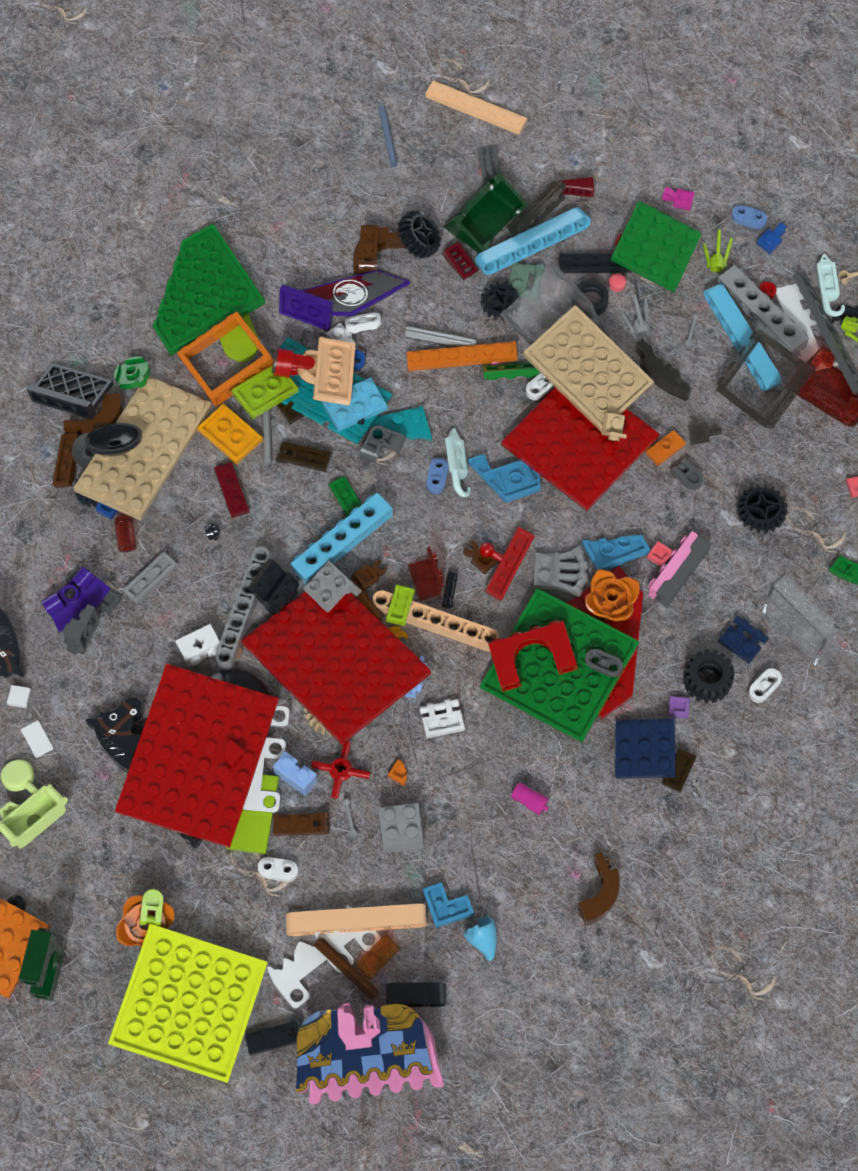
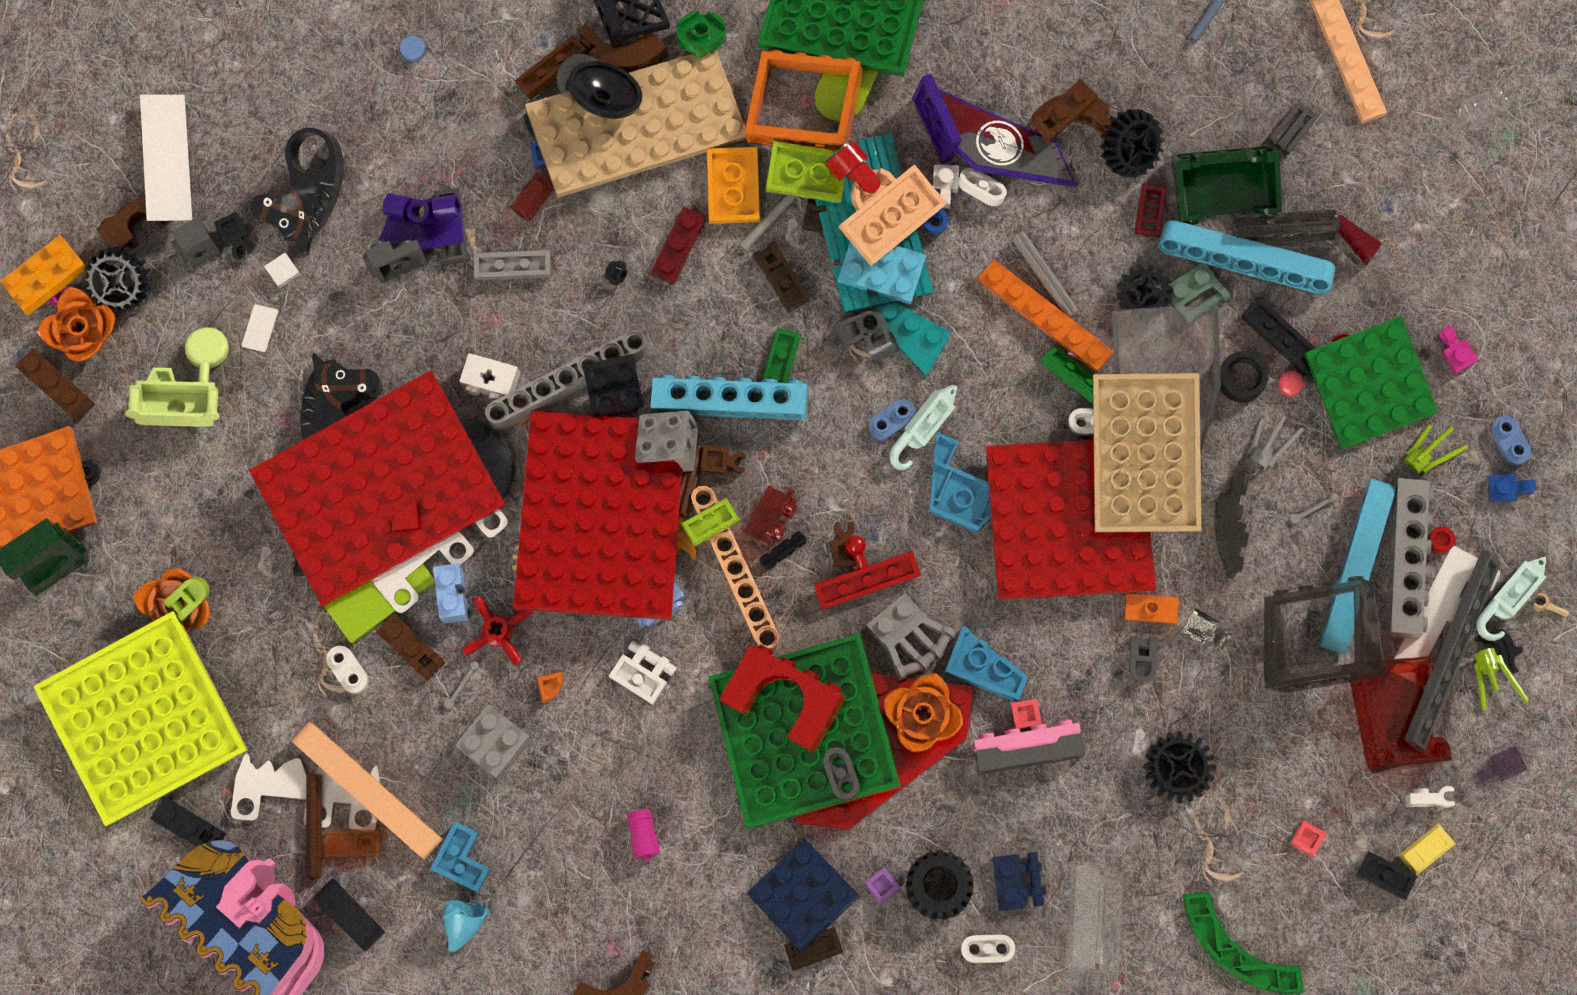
camera: 50 degrees right, 10 degrees up
(613, 426) = (1108, 539): tan bracket -> none

